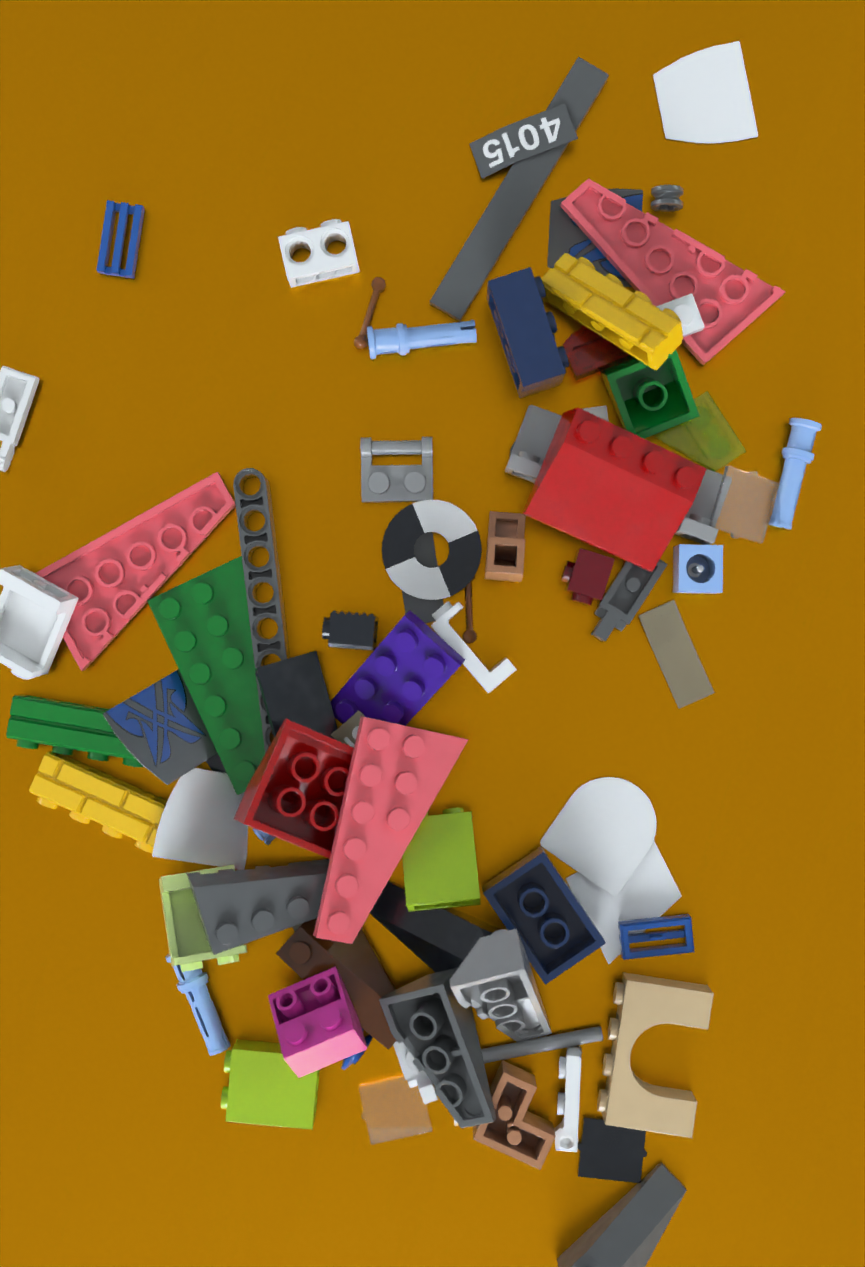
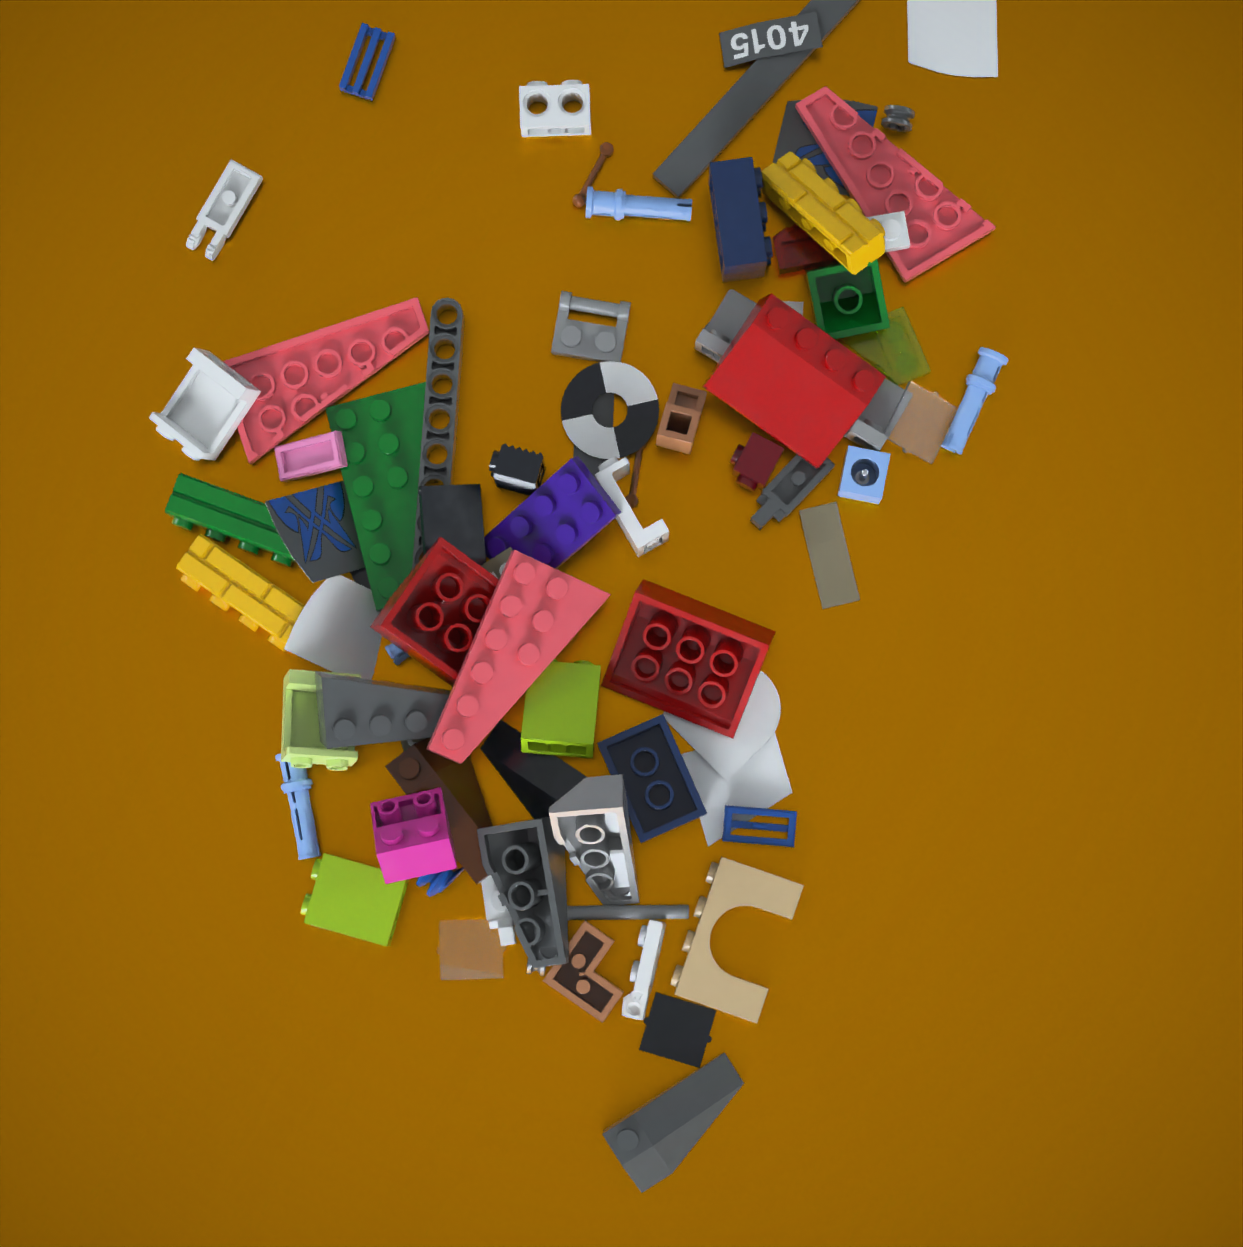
camera: 20 degrees right, 5 degrees down
(142, 652) = (311, 456): none -> bright pink tile
(557, 785) = (687, 658): none -> red slope

